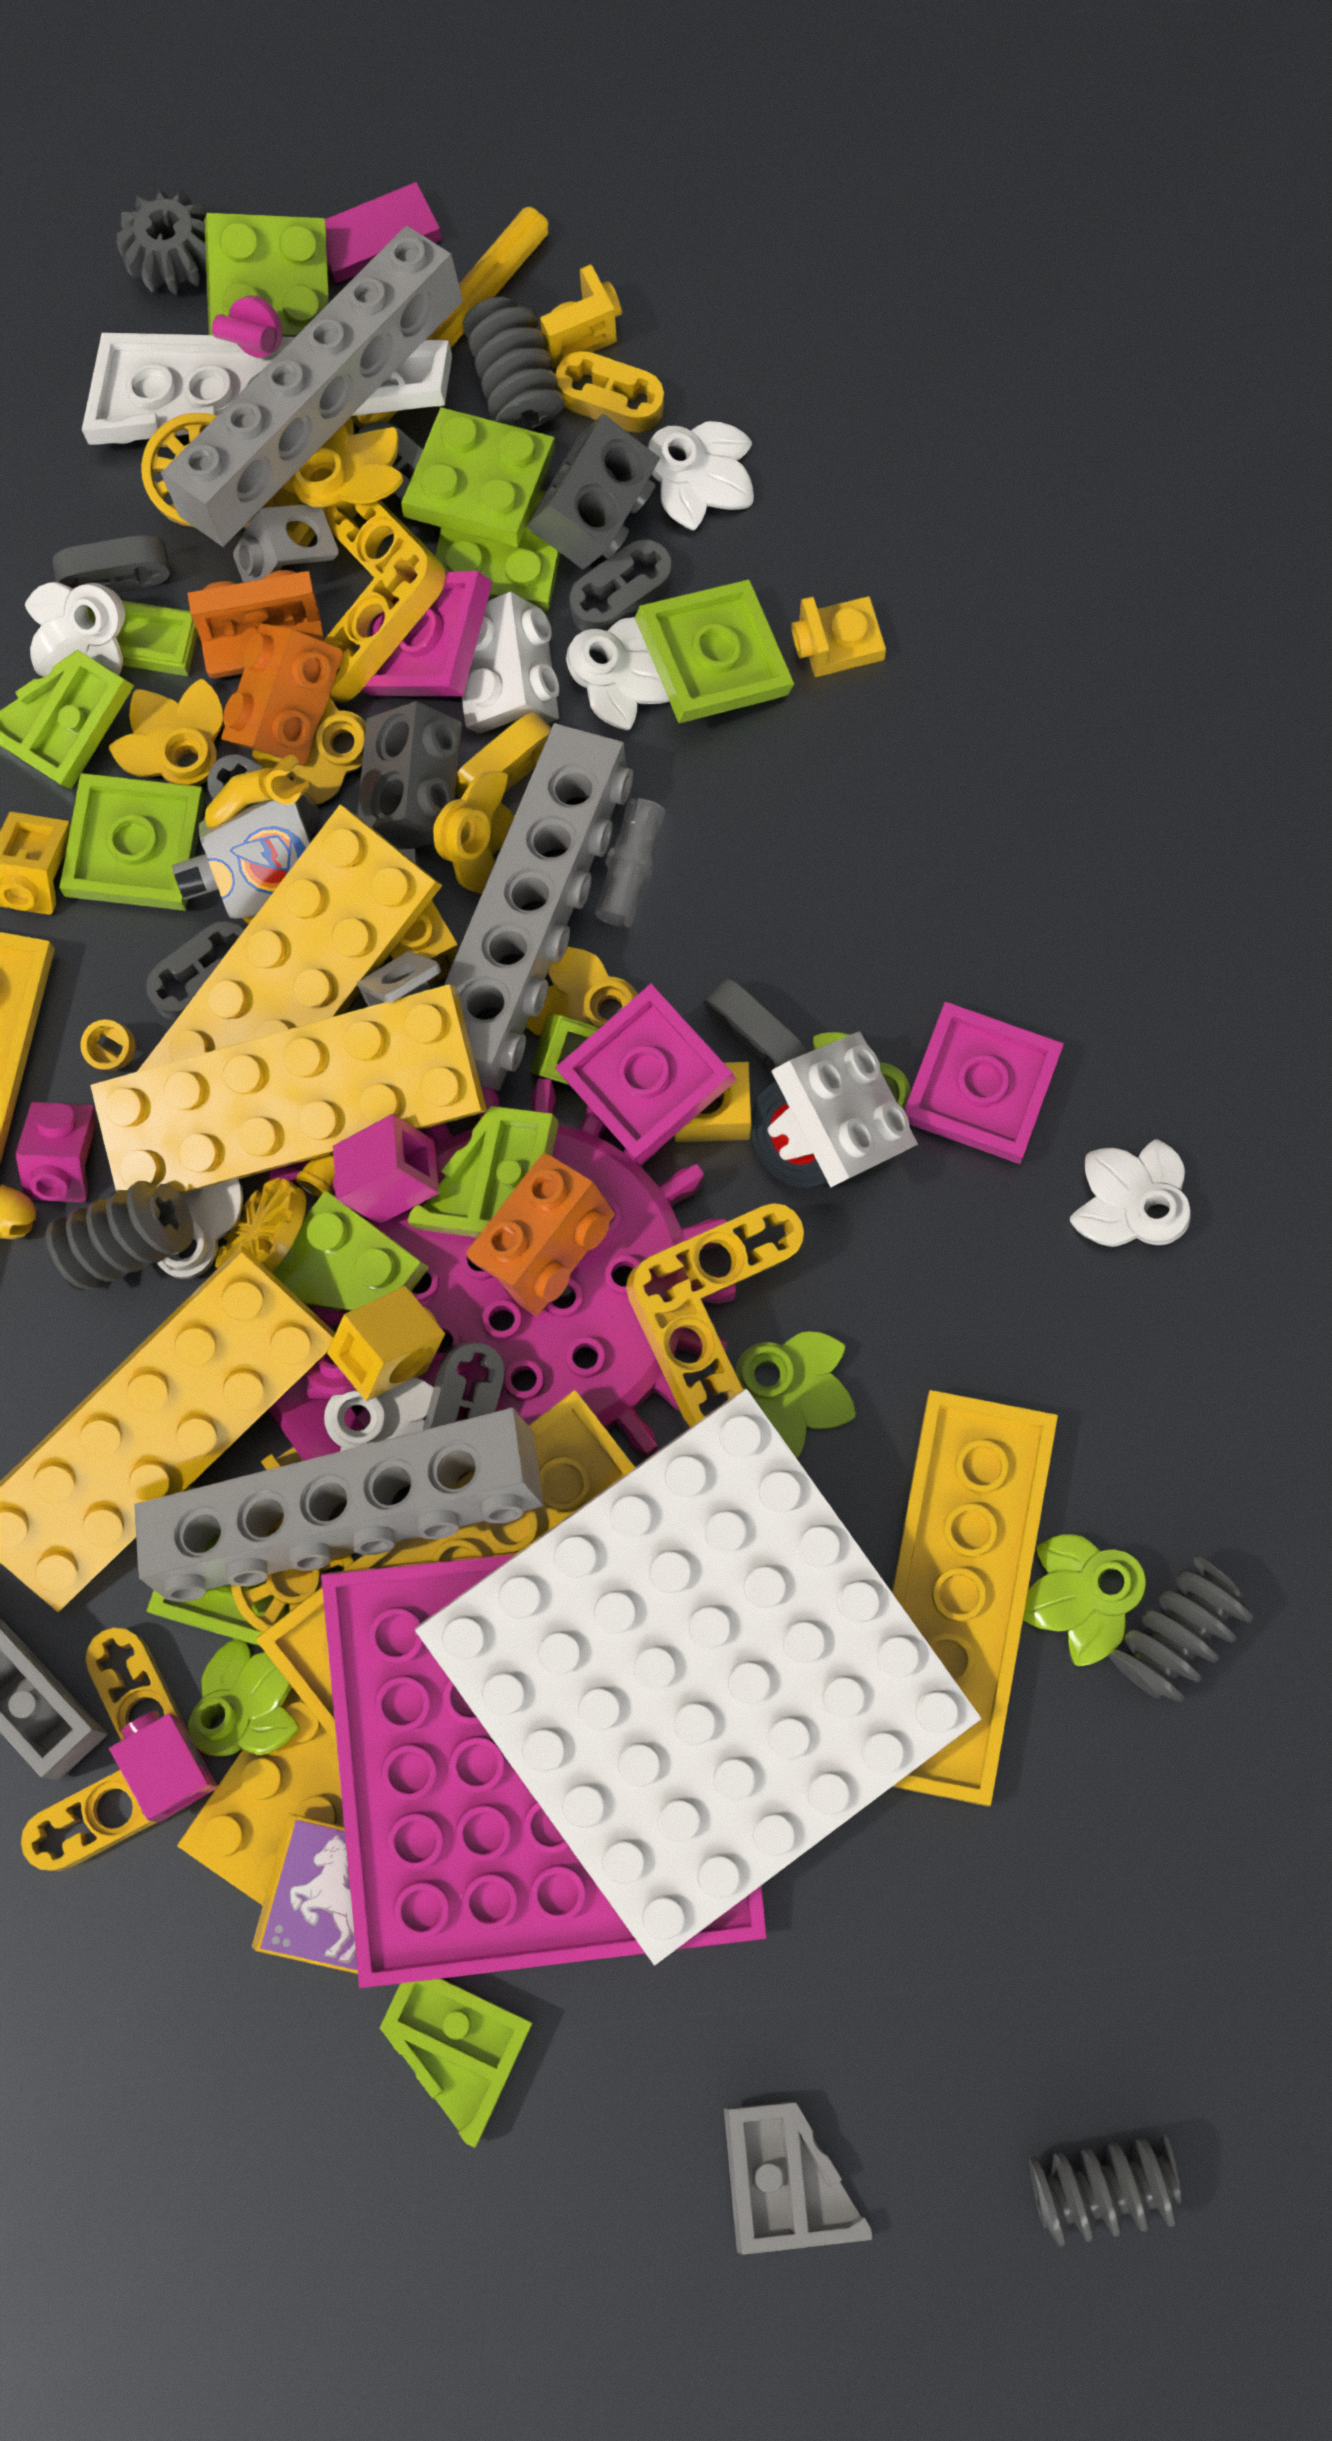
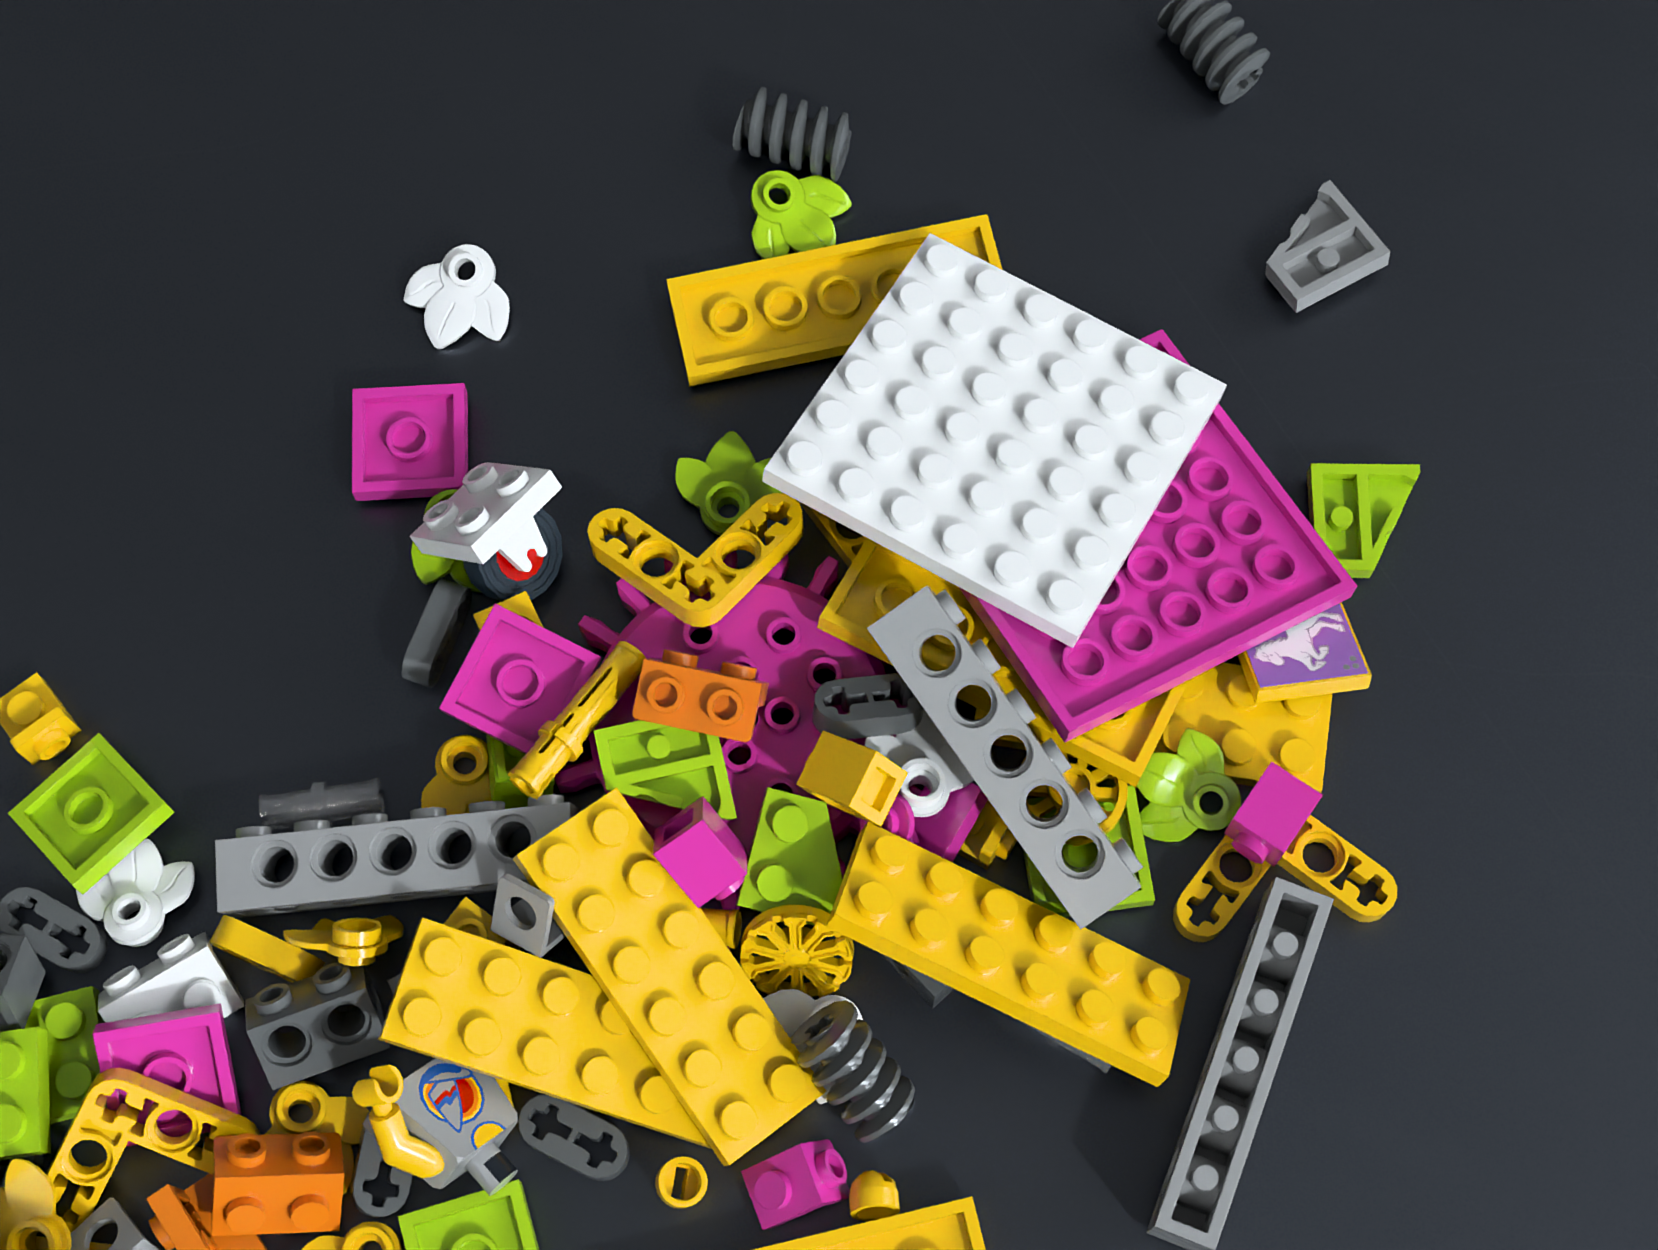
camera: 115 degrees left, 5 degrees down
(576, 1109) = (563, 737): none -> yellow pin

